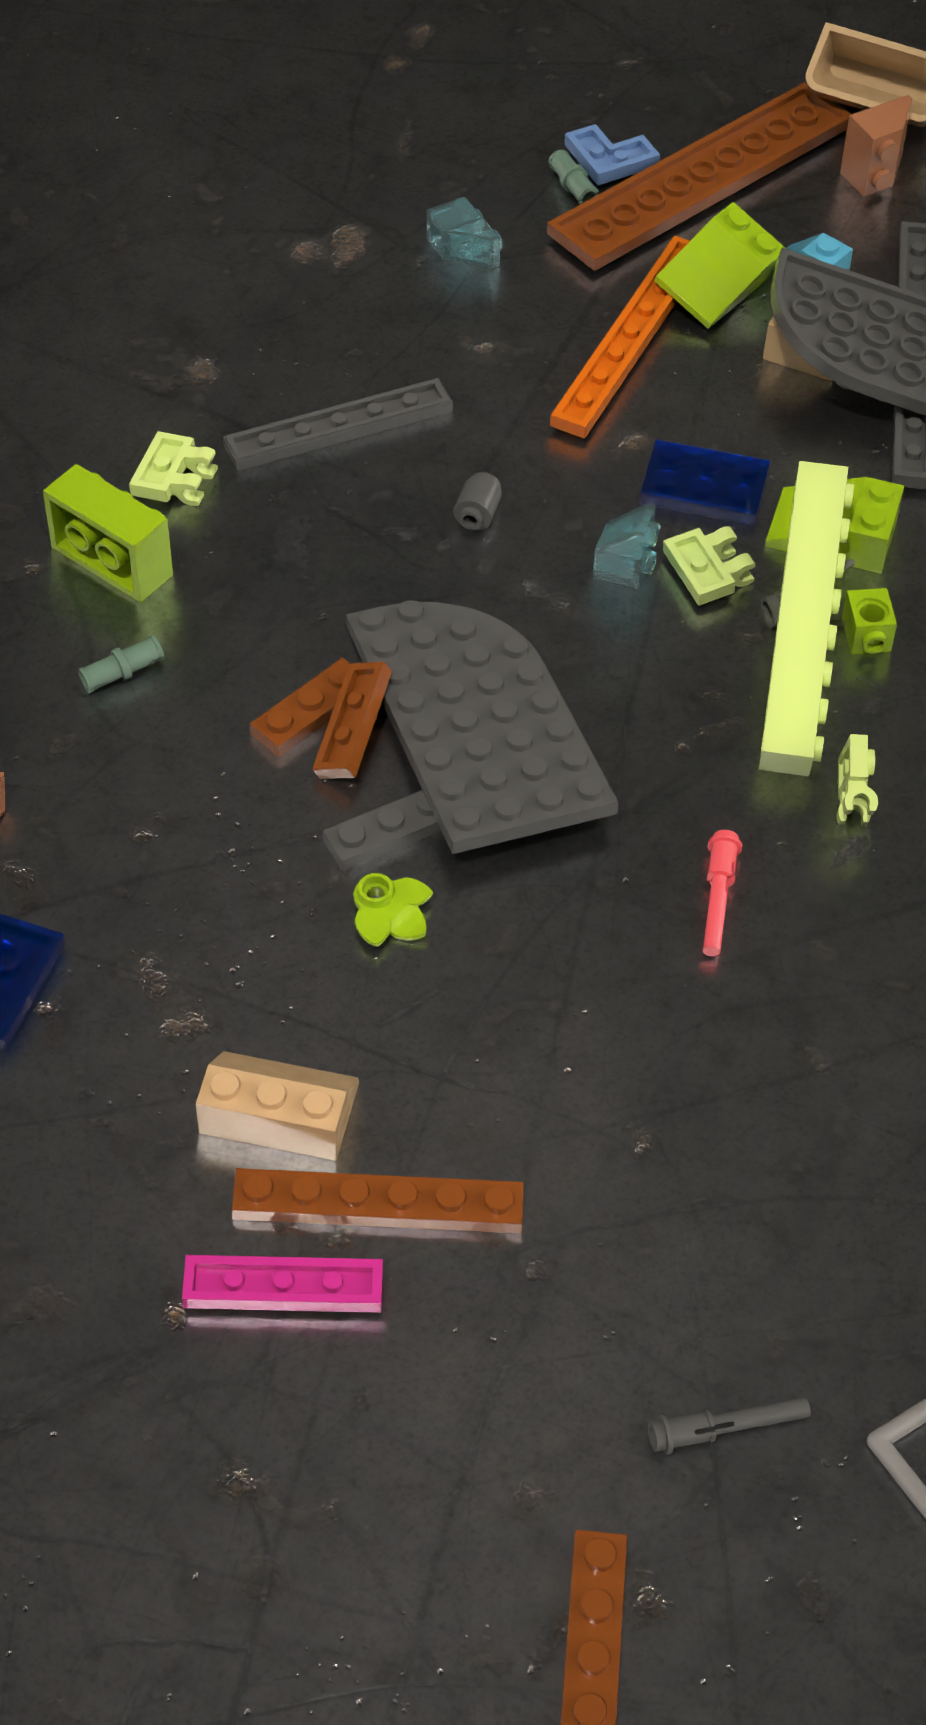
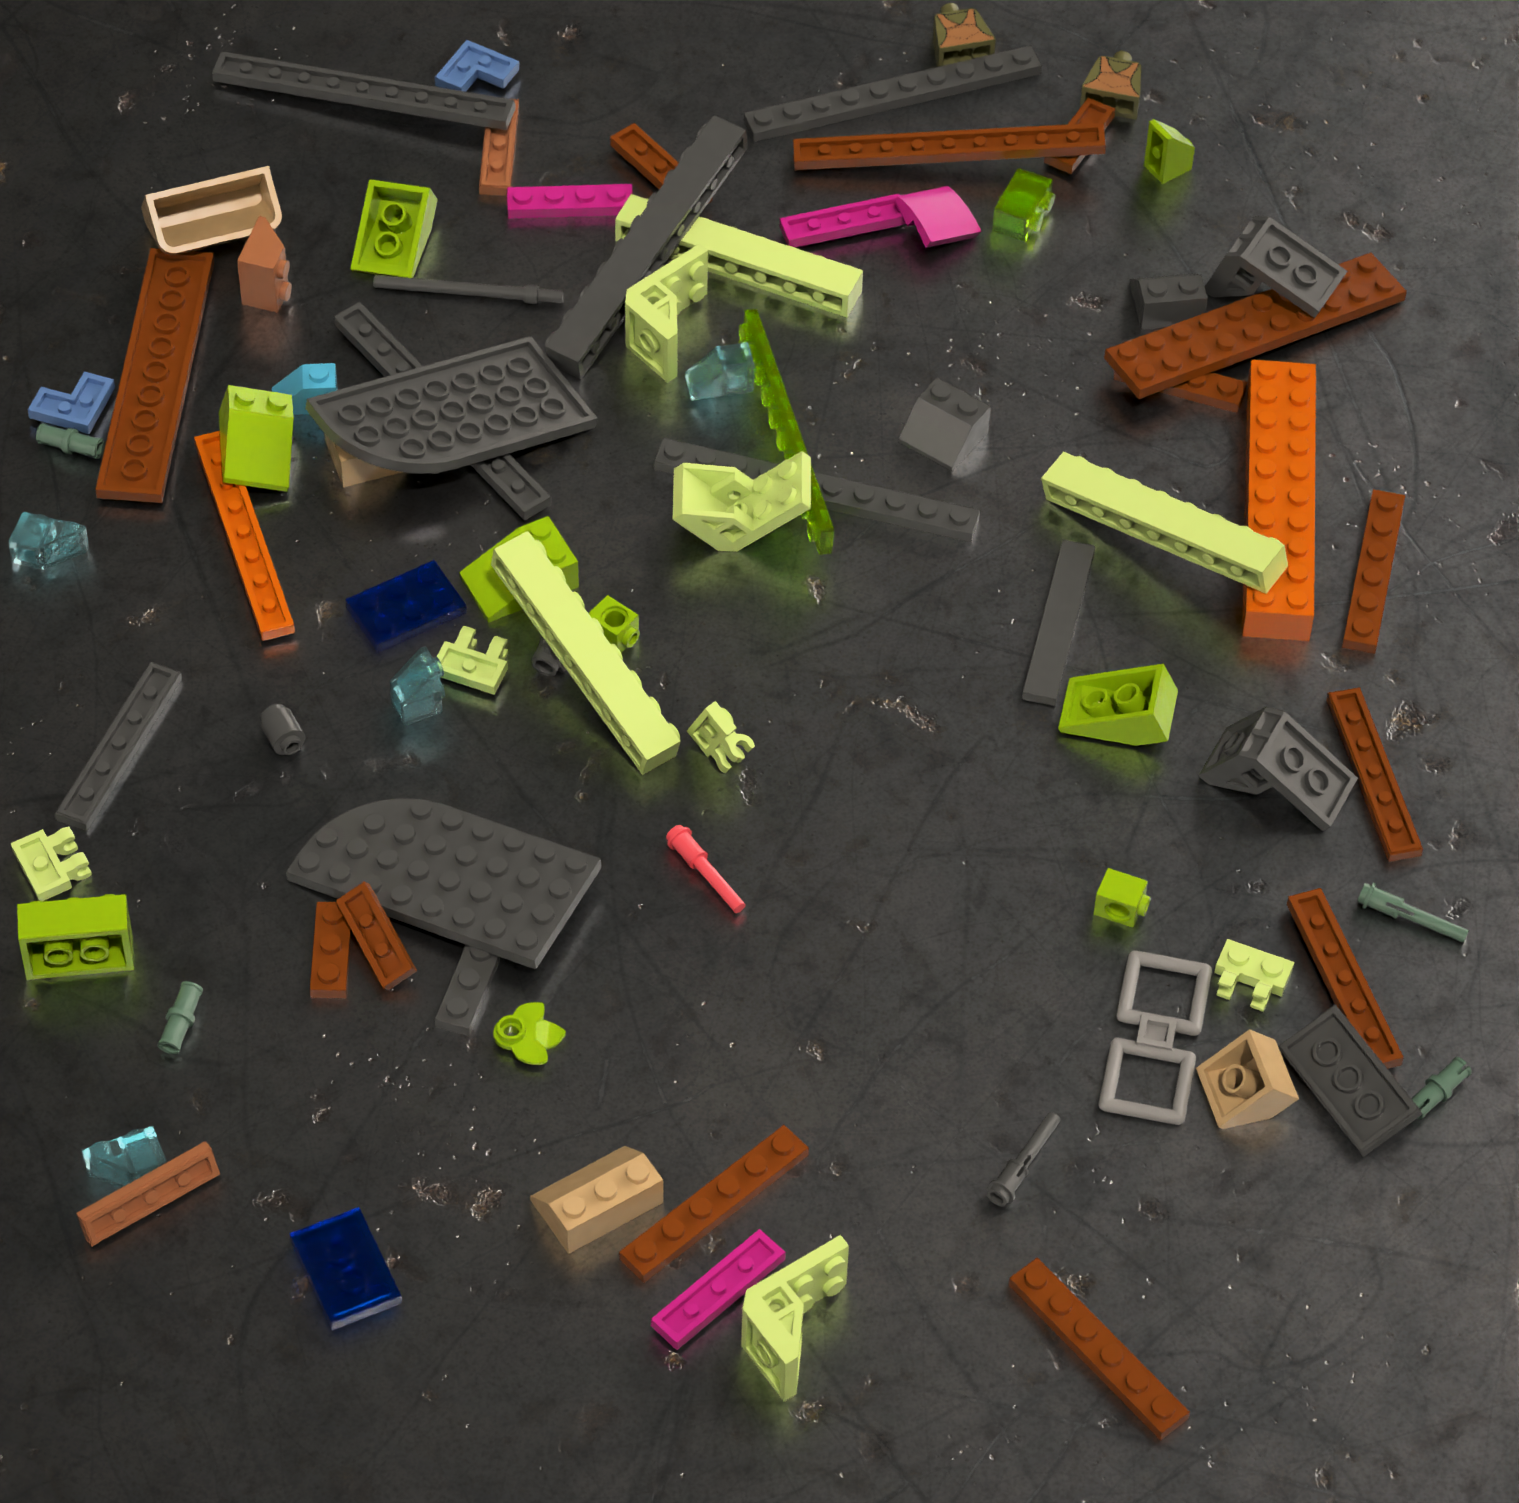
camera: 45 degrees left, 0 degrees up
(296, 1338) = (776, 1309): none -> yellowish green bracket

